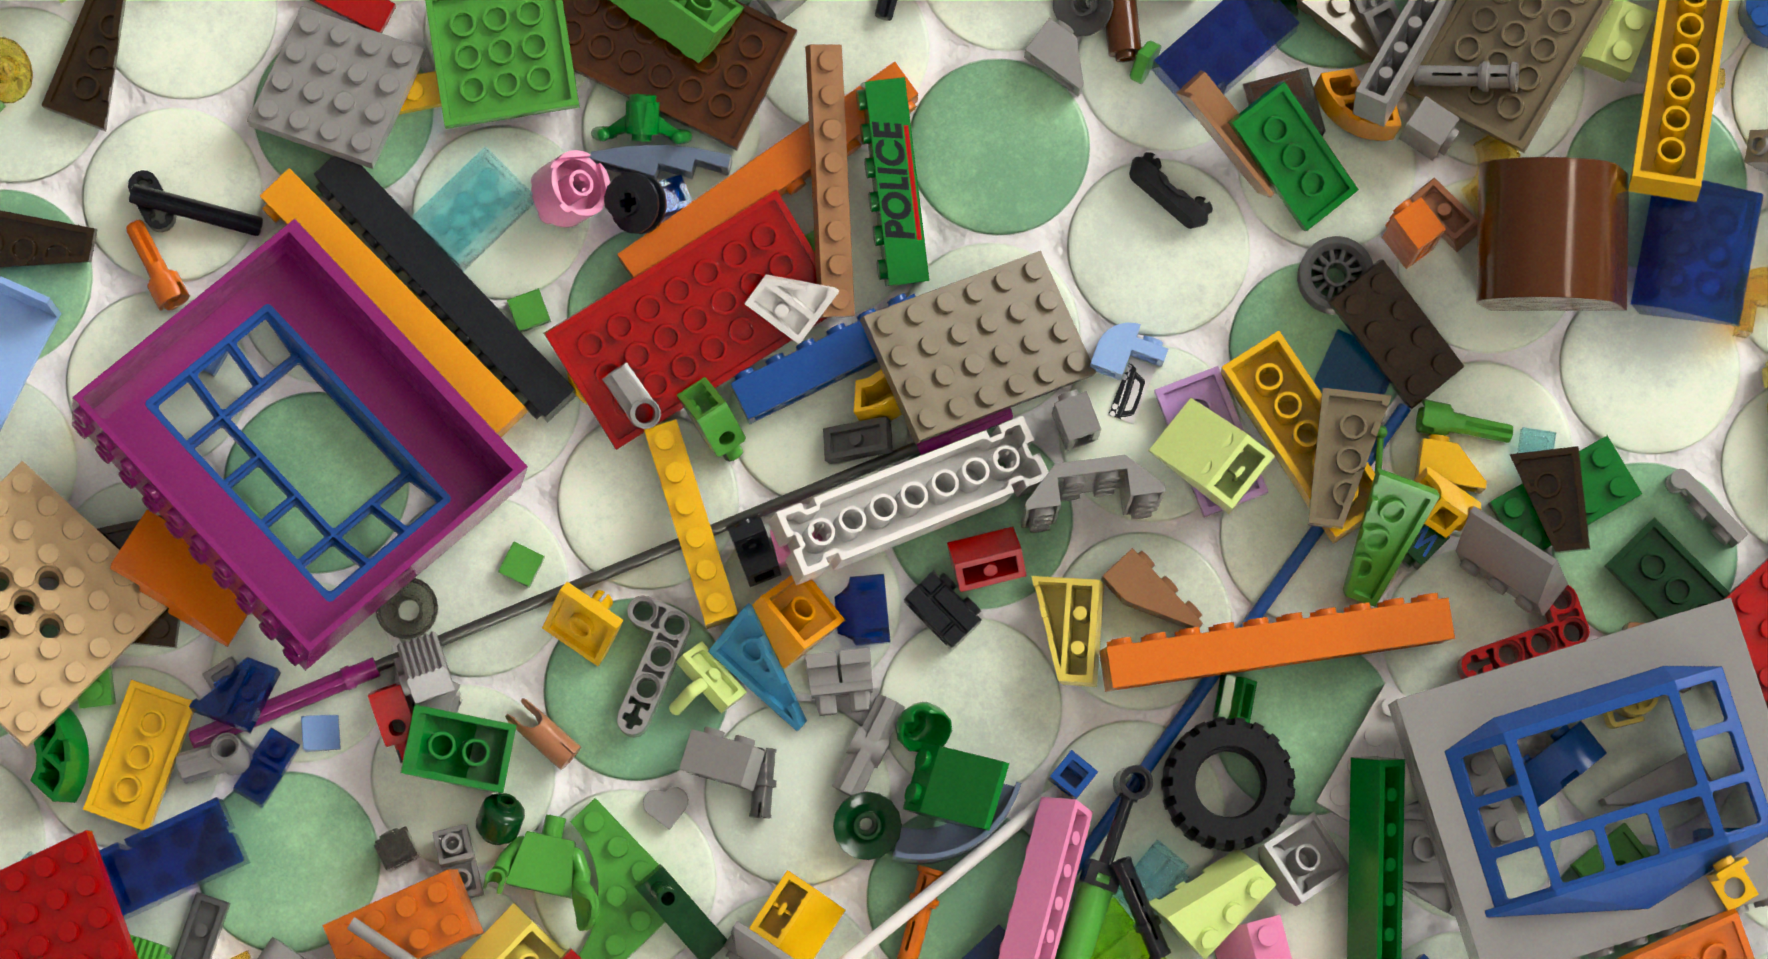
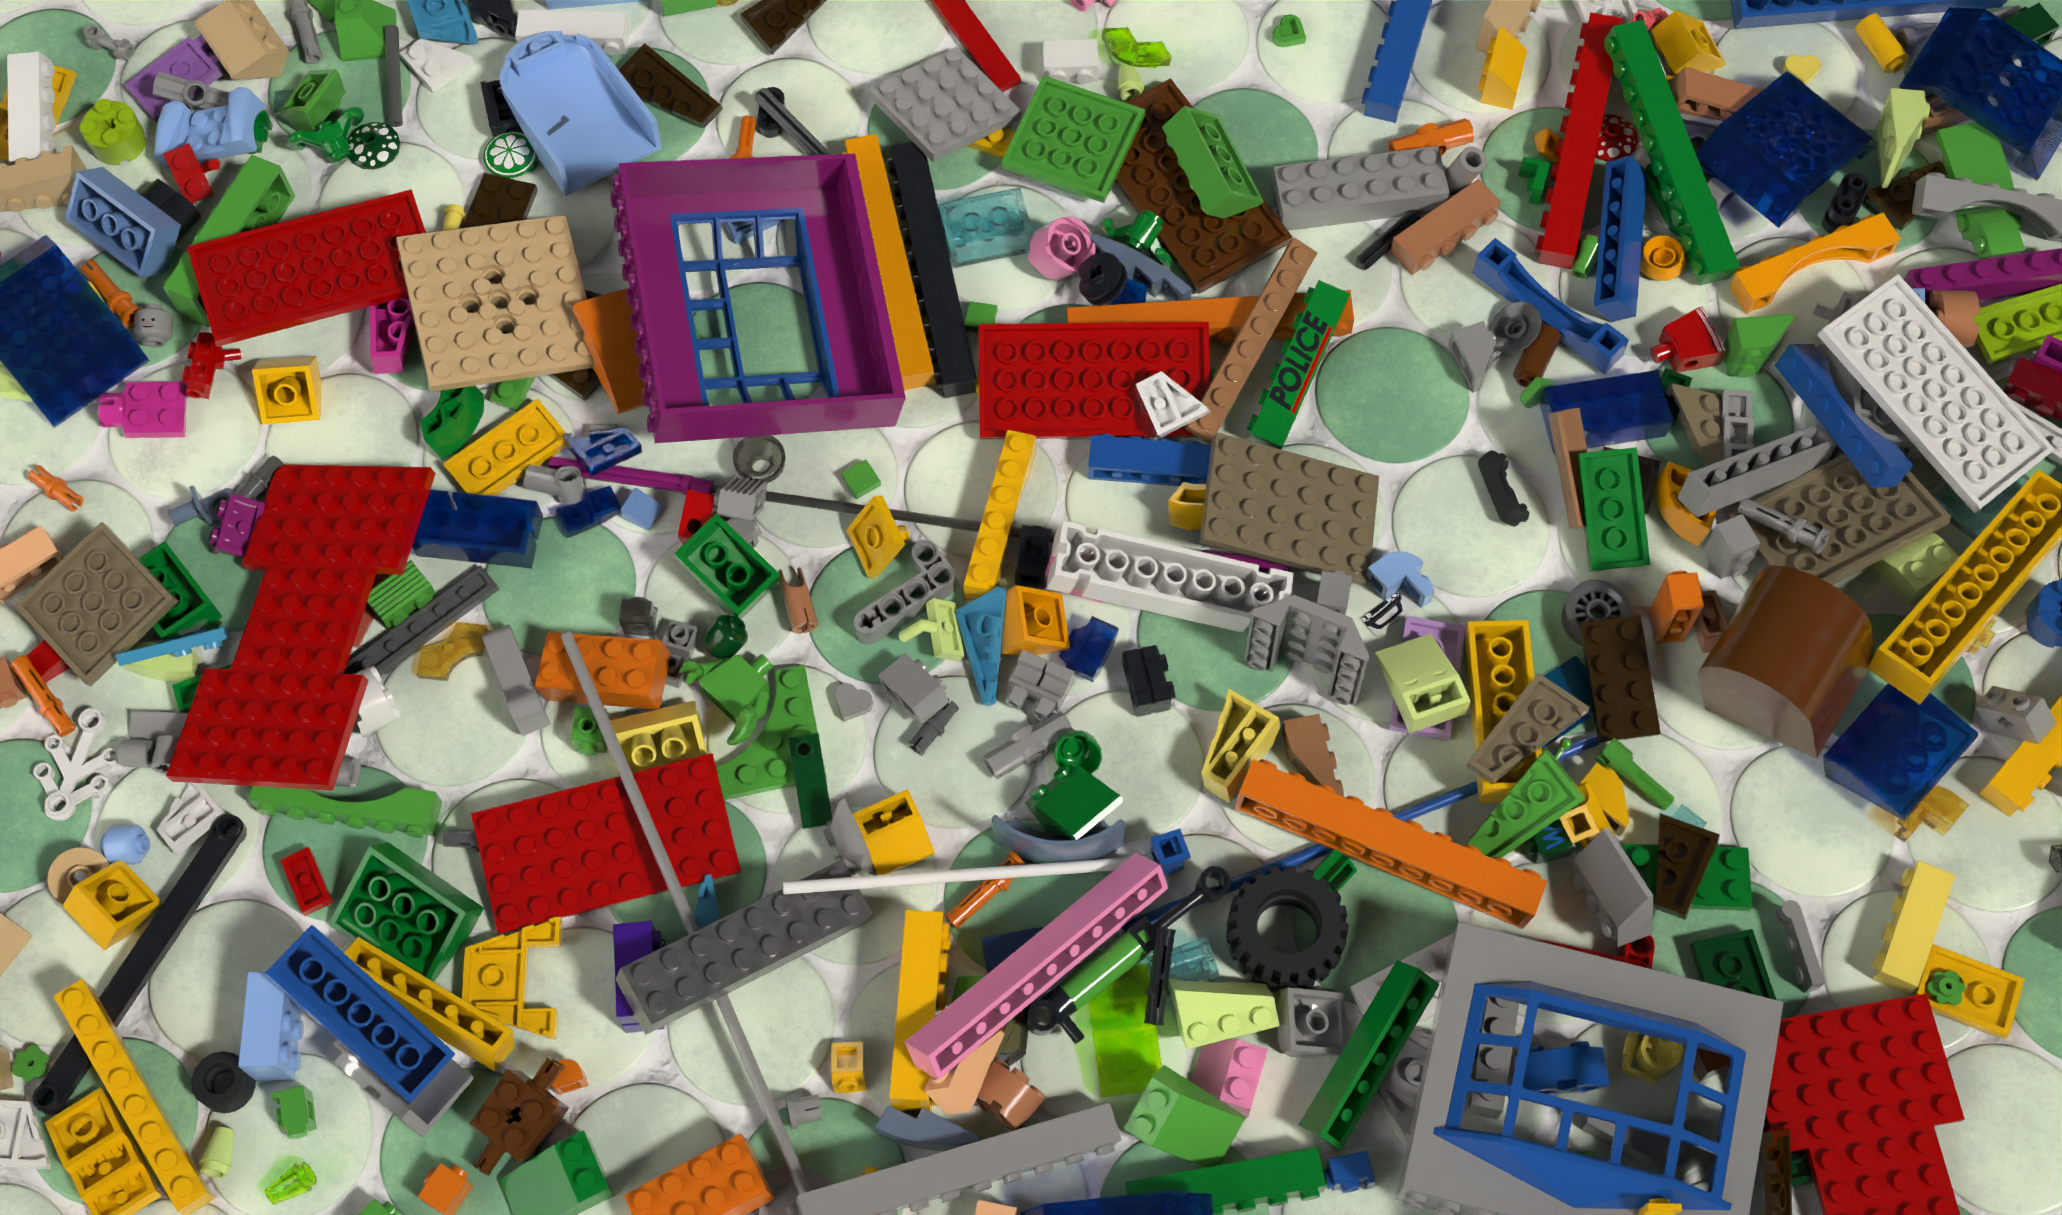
camera: 35 degrees right, 15 degrees down
(630, 394) = (1013, 400): light grey piece -> none
(713, 419) = (1062, 444): bright green torso -> none
(857, 440) = (1160, 527): dark grey plate -> none
(876, 840) = (988, 783): dark green dish -> none
(986, 559) = (1202, 661): red brick -> none

